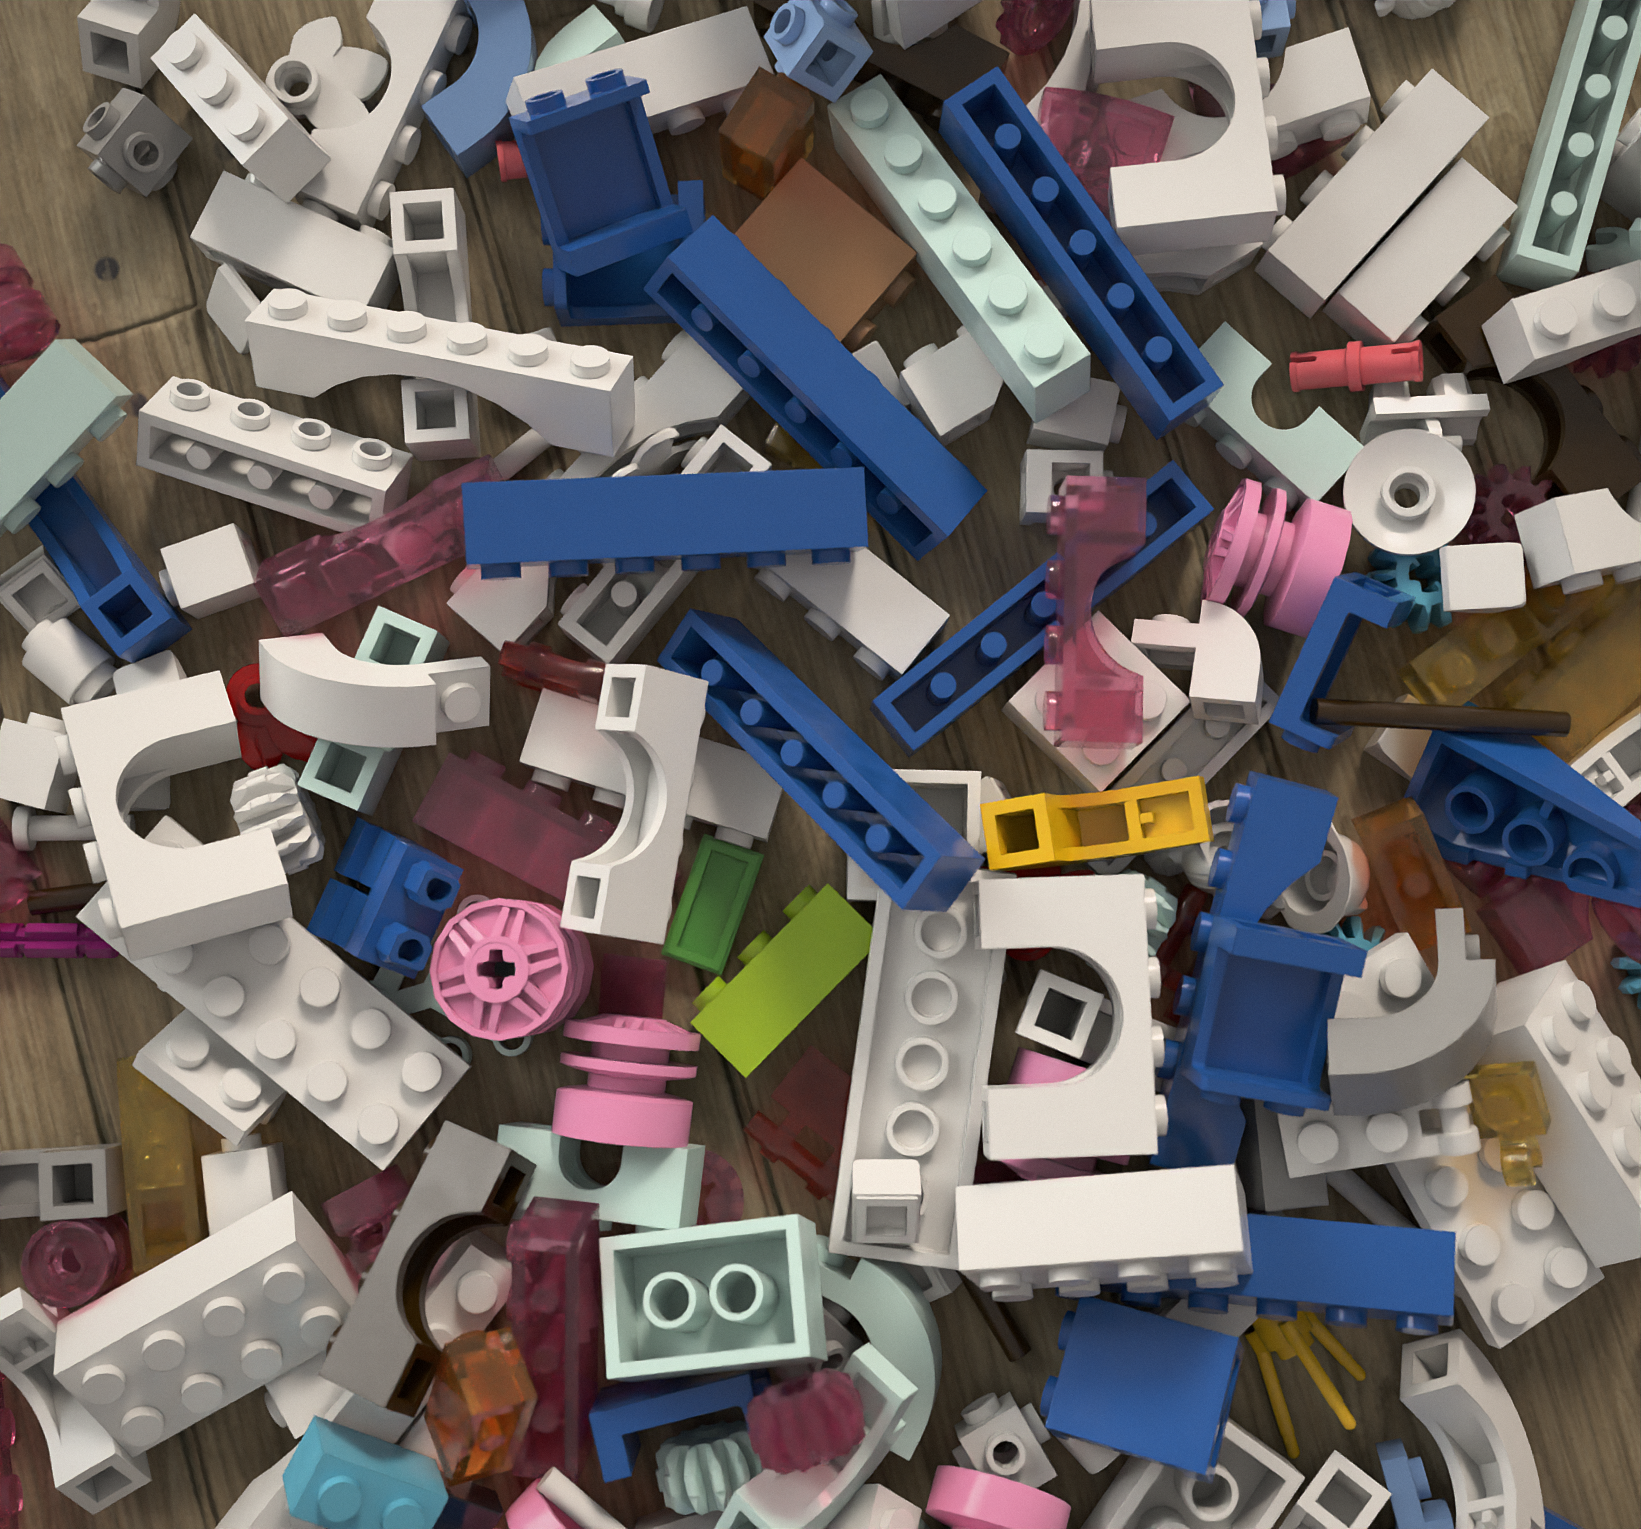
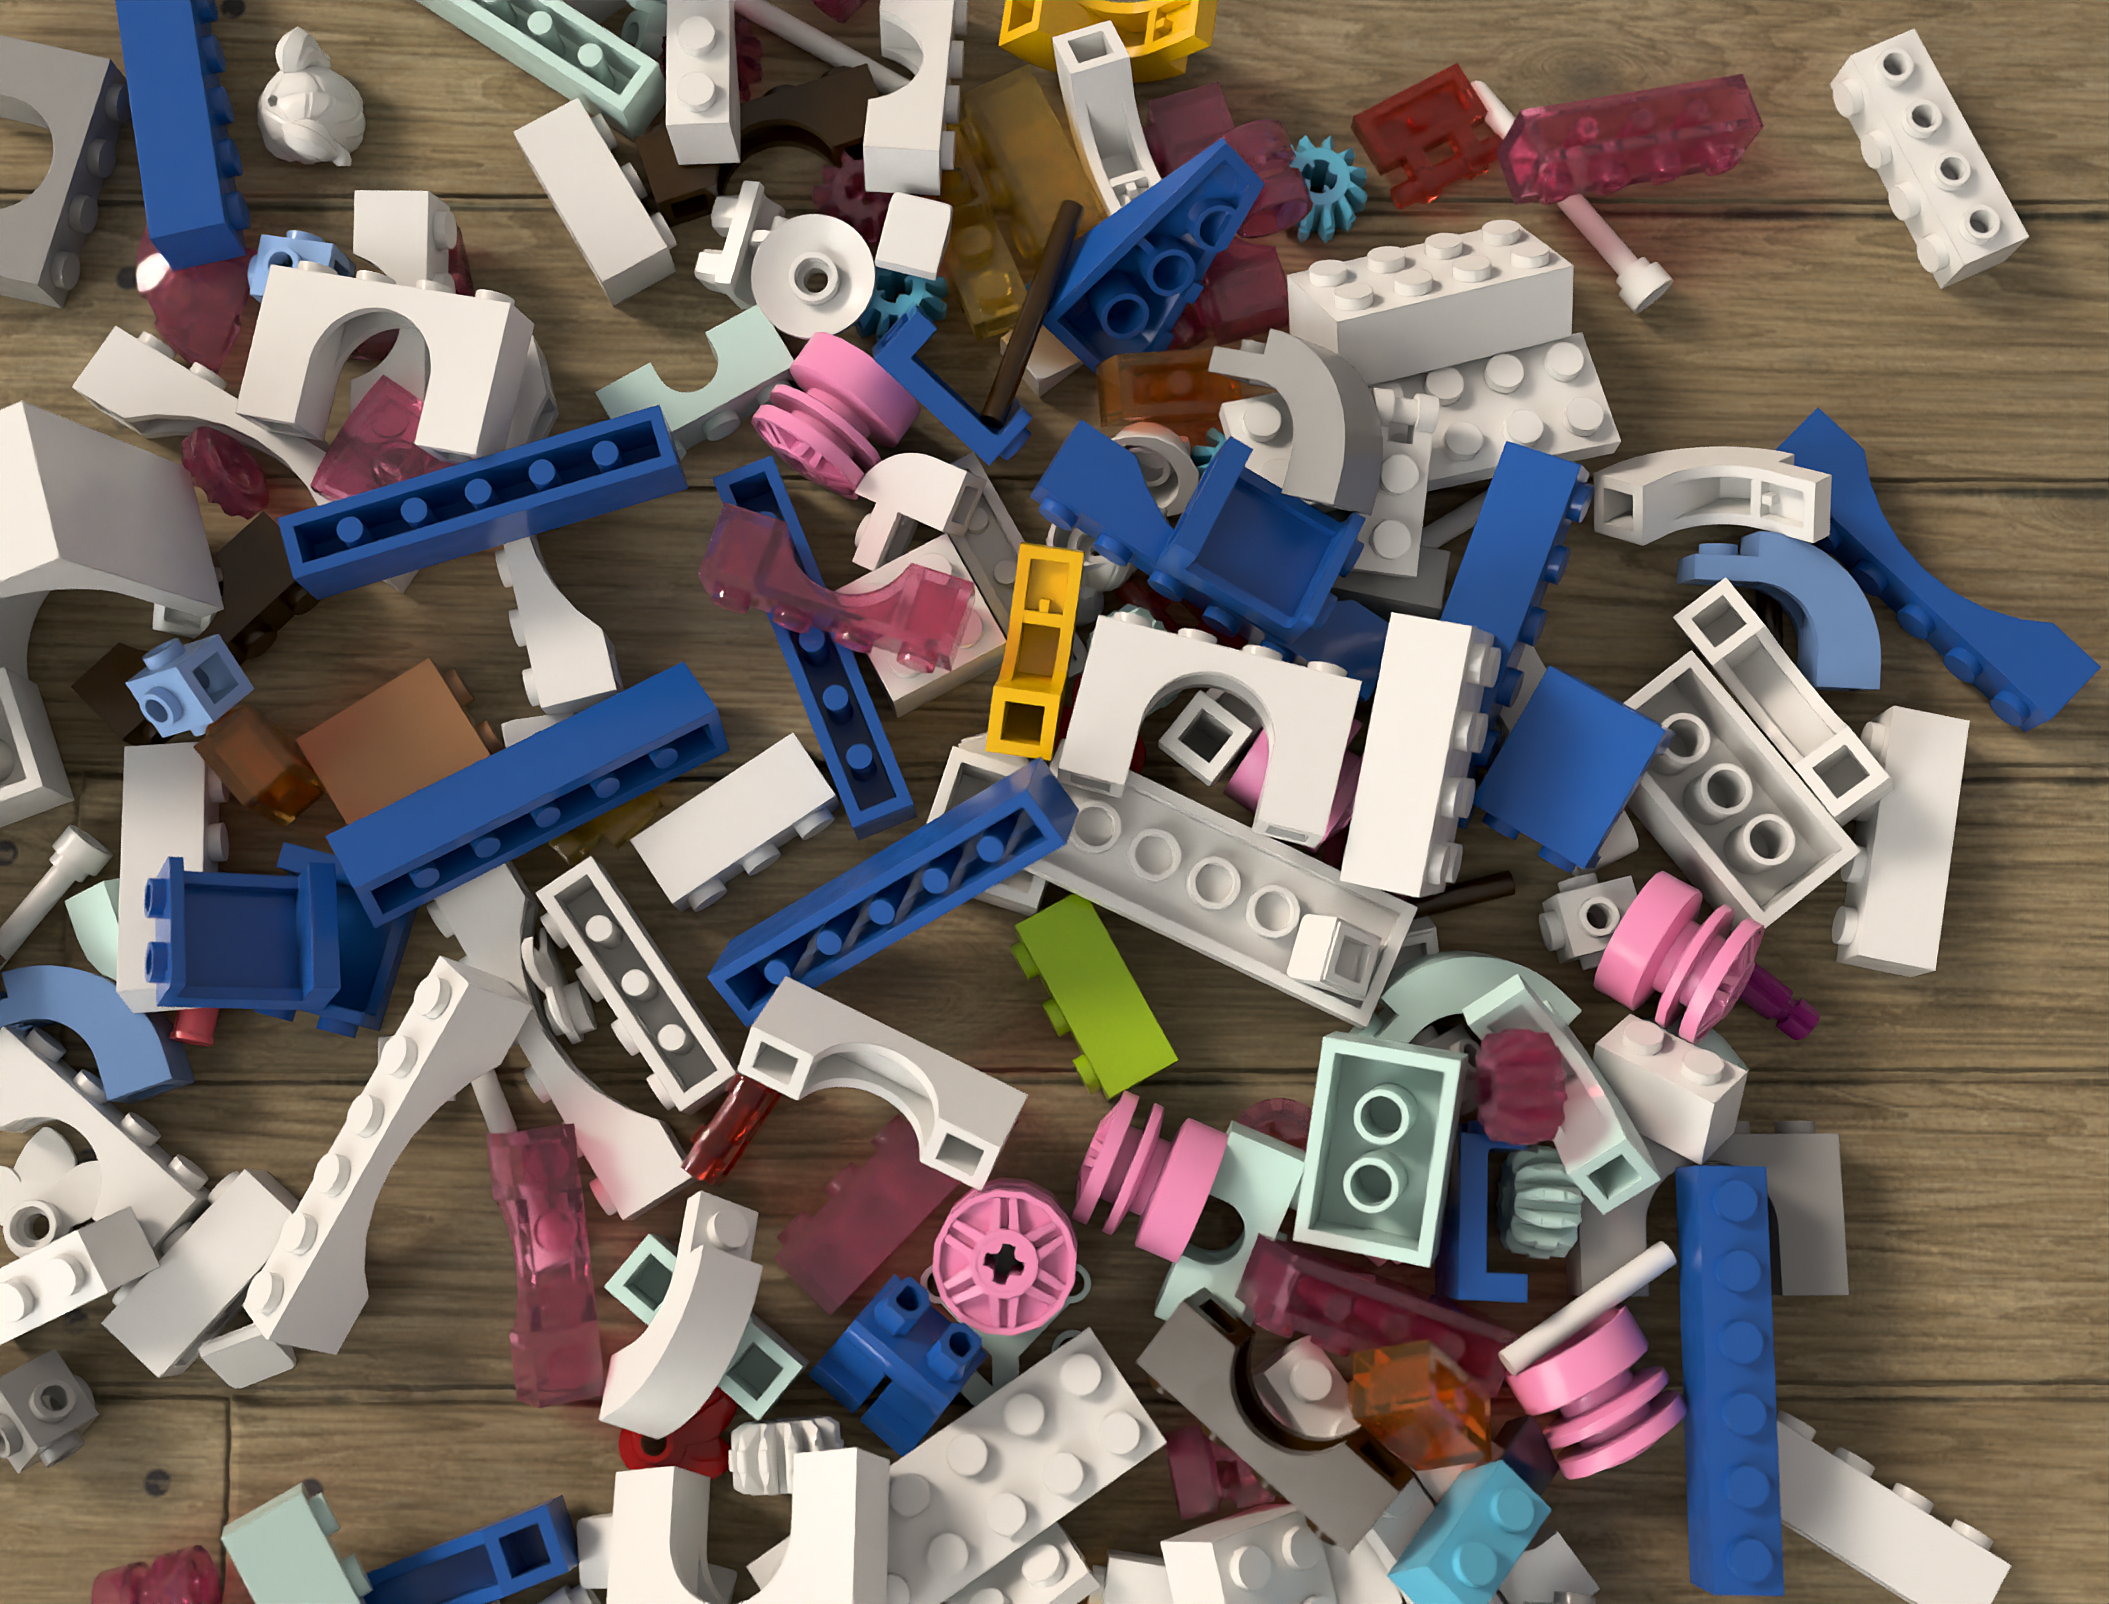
camera: 70 degrees left, 5 degrees down
(210, 571) = (511, 1455): white brick -> none
(270, 456) = (413, 1359): white brick -> none
(434, 281) = (294, 1140): white arch -> none
(633, 985) = (1056, 1147): clear pink slope -> none
(664, 519) = (611, 975): blue brick -> none
(712, 904) = (1000, 1045): bright green tile -> none
(727, 785) = (804, 1136): white brick -> none
(817, 1097) = (1216, 998): clear red plate -> none
(960, 249) = (439, 614): light aqua brick -> none
(1045, 469) = (679, 603): white brick -> none
(1084, 423) = (636, 558): white brick -> none
(1294, 1339) = (1562, 628): yellow plant -> none
(1356, 366) = (678, 288): coral pin -> none
(1370, 192) = (517, 223): white brick -> none
(1511, 1107) = (1410, 359): clear yellow plate -> none

